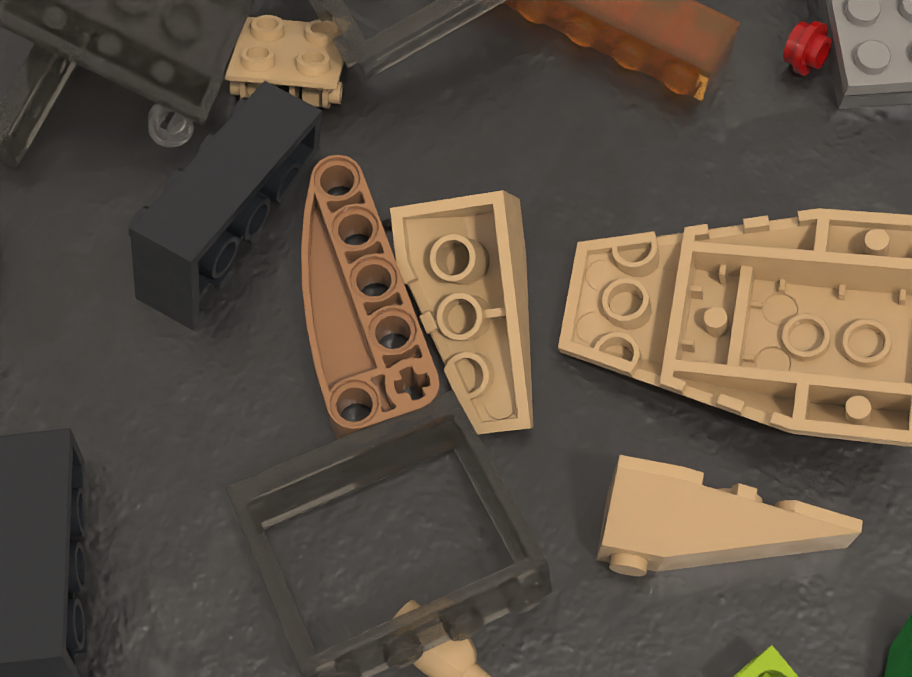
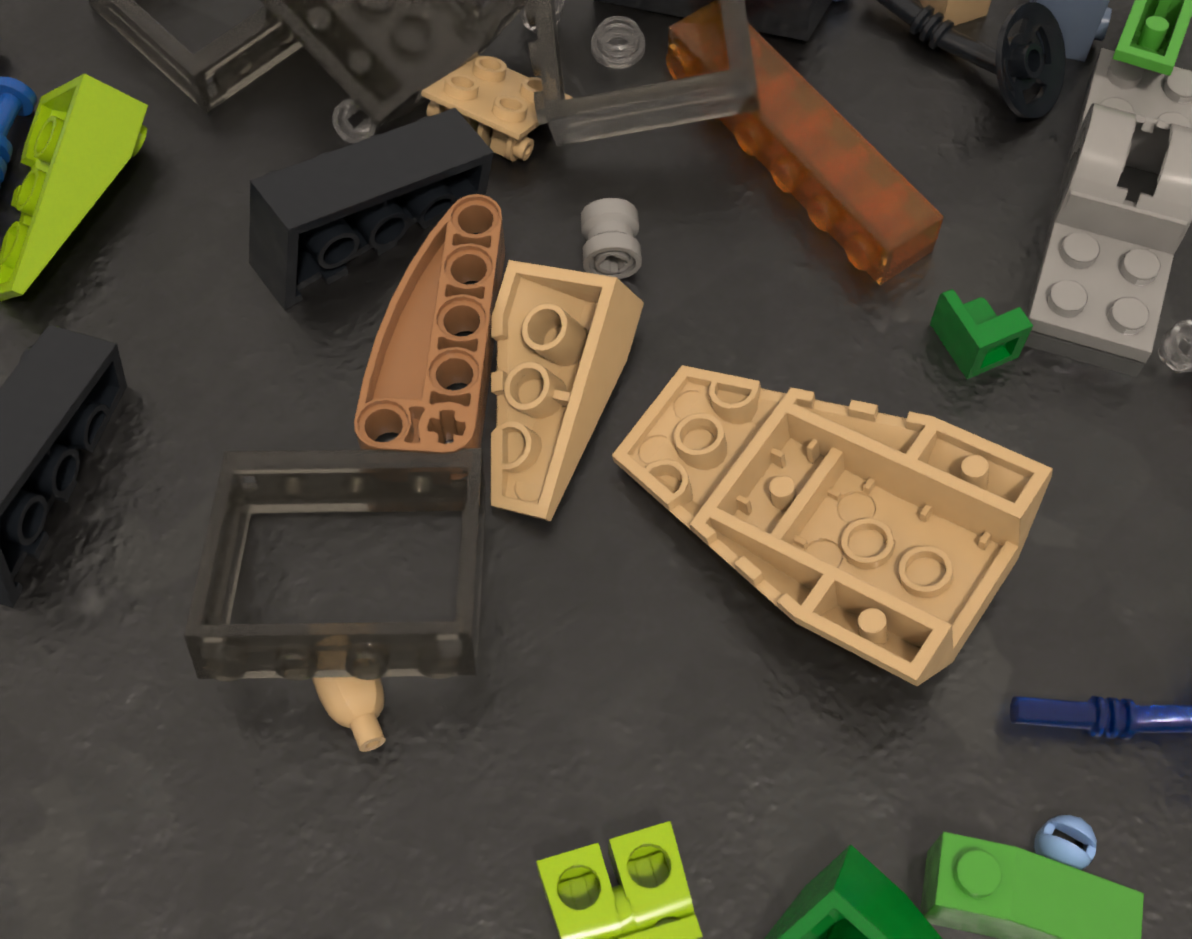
camera: 25 degrees right, 5 degrees down
(460, 151) = (610, 238): none -> light grey wheel
(669, 521) = (634, 665): tan wedge -> none
(805, 116) = (976, 335): none -> green panel
(807, 47) = (1009, 269): red plate -> none

